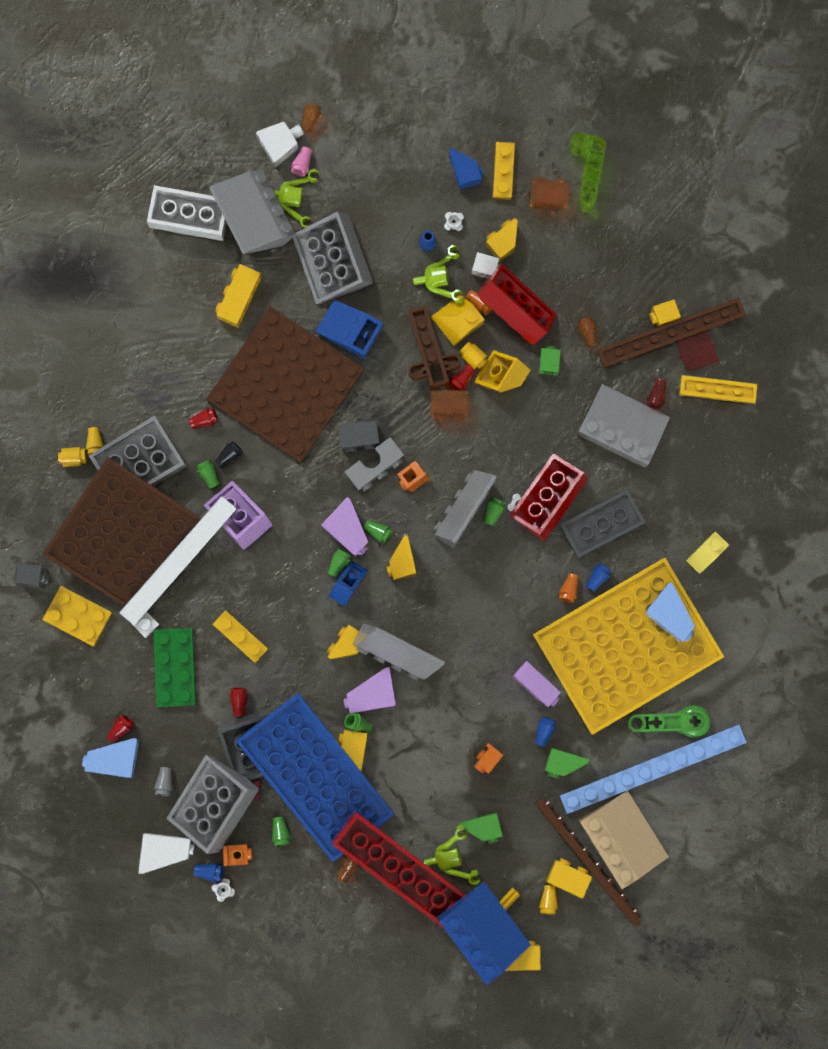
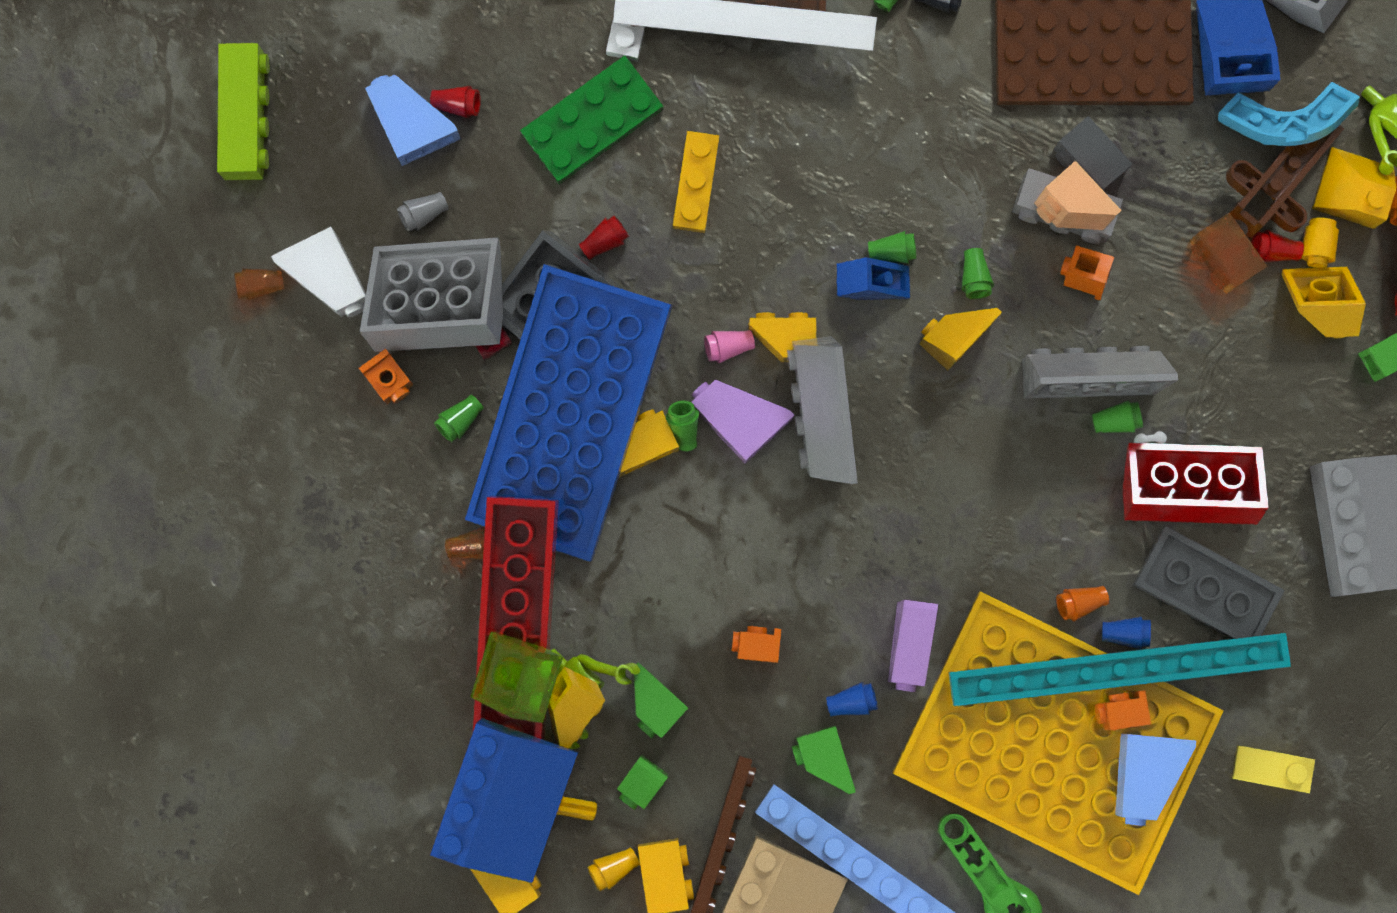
camera: 60 degrees right, 0 degrees up
(52, 840) = (242, 111): none -> lime brick
(145, 888) = (257, 282): none -> clear orange cone
(211, 872) = (339, 357): blue cone -> none
(217, 888) = (323, 383): white plate -> none
(248, 519) = (866, 79): lavender slope -> none
(332, 675) = (727, 344): none -> bright pink cone
(346, 528) = (948, 226): lavender slope -> none
(377, 463) = (1076, 201): none -> light nougat slope
(408, 333) = (1292, 127): none -> medium azure plate
(429, 887) = (516, 677): none -> clear neon green slope
(459, 869) = (573, 705): none -> yellow slope
(517, 859) = (641, 783): none -> bright green slope
(613, 594) = (1119, 669): none -> teal plate
(634, 606) = (1123, 711): none -> orange brick

